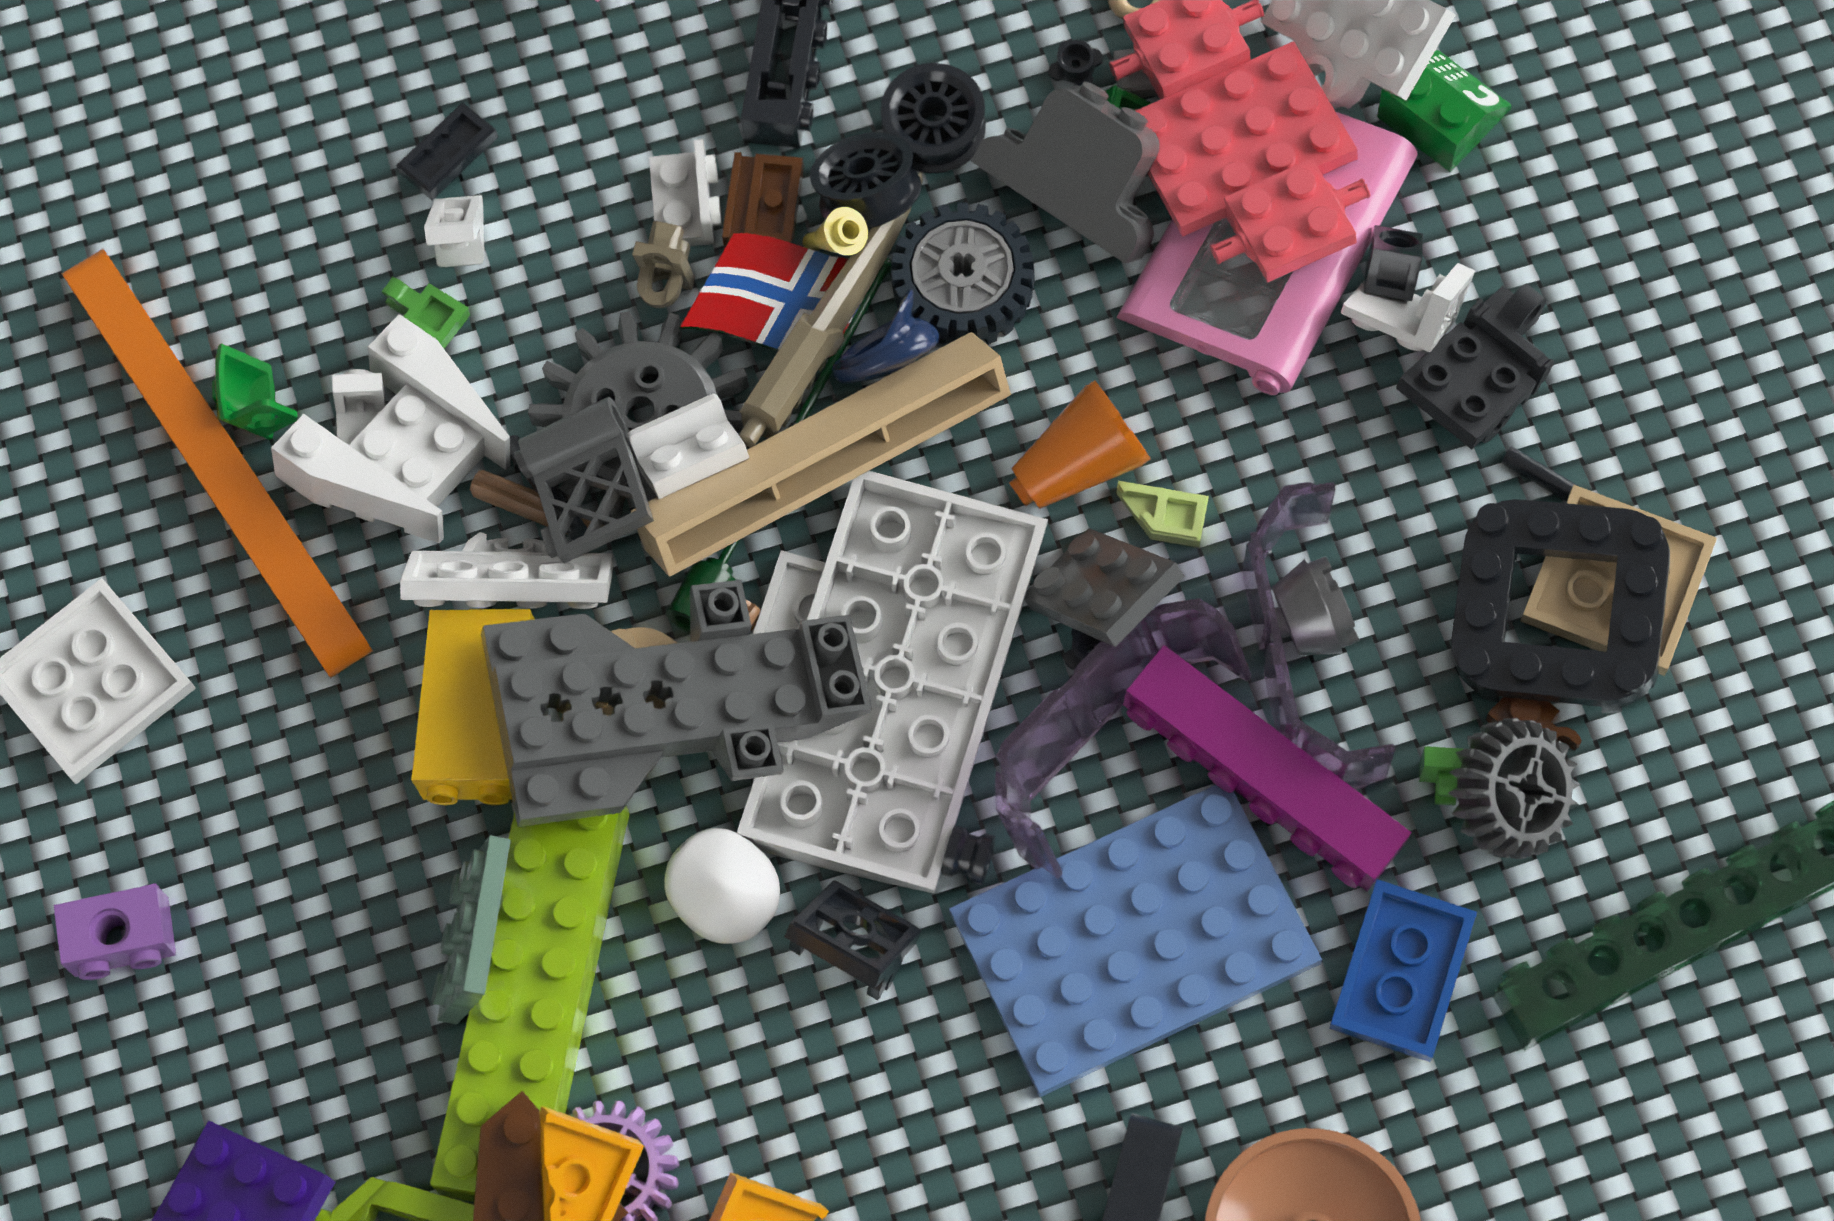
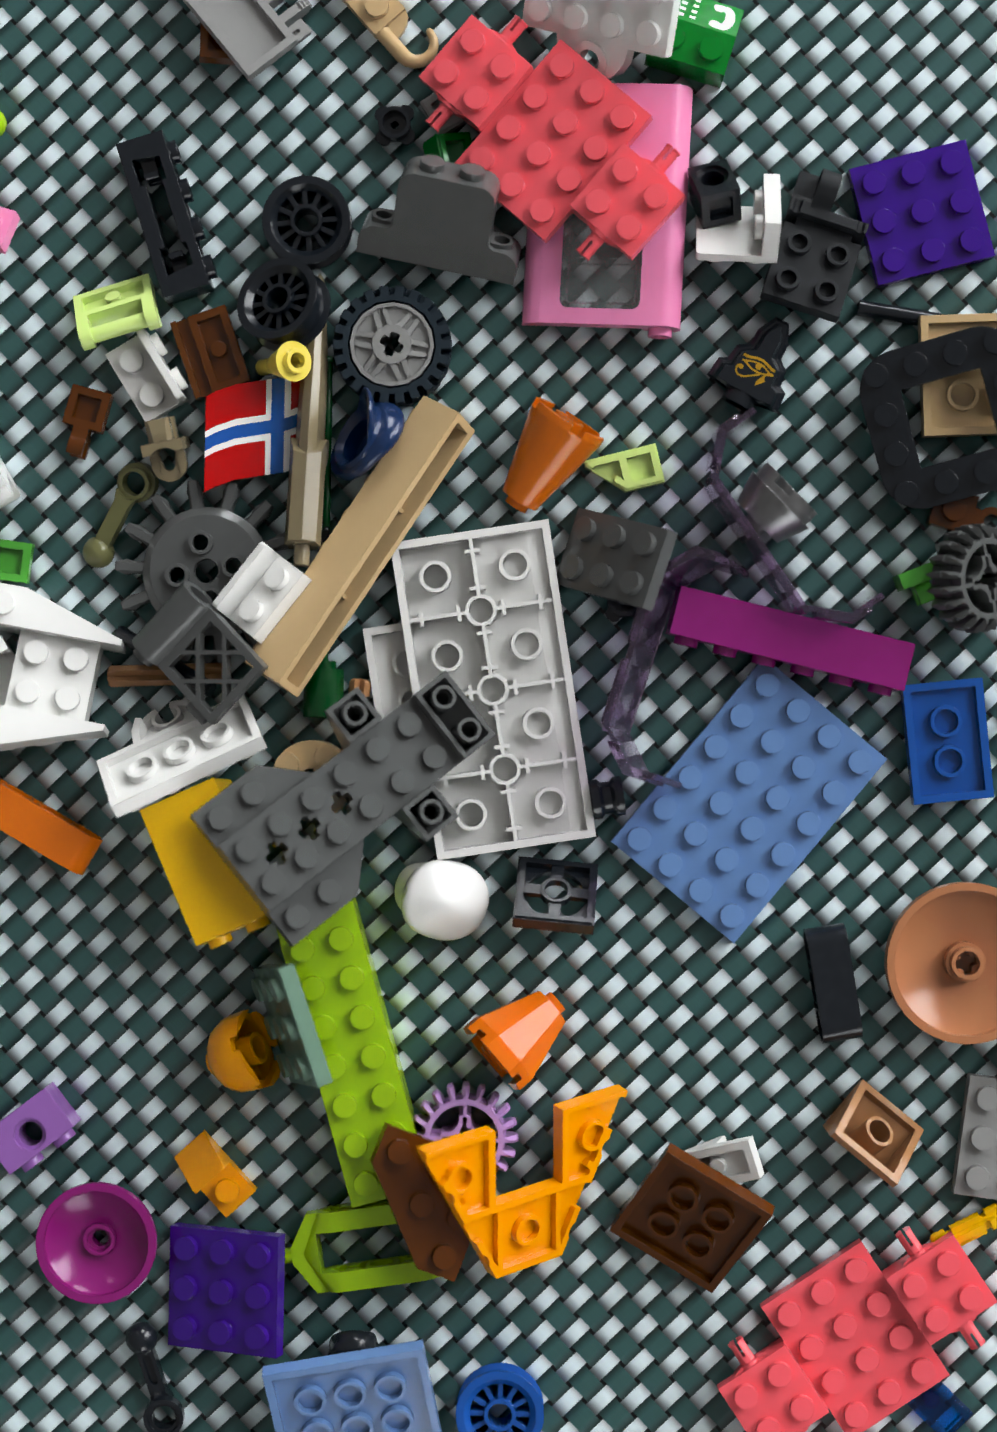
camera: 30 degrees left, 20 degrees up
(90, 1069) = (78, 1261): none -> magenta dish
(293, 1087) = (214, 1173): none -> light orange slope
(400, 950) = (242, 1053): none -> light orange cylinder
(538, 348) = (100, 550): none -> olive piece
(596, 205) = (86, 413): none -> reddish brown plate
(683, 116) = (116, 310): none -> yellowish green plate
(728, 1077) = (518, 1035): none -> orange cone
(1359, 464) = (755, 369): none -> black rock
(1621, 386) = (921, 213): none -> dark purple plate

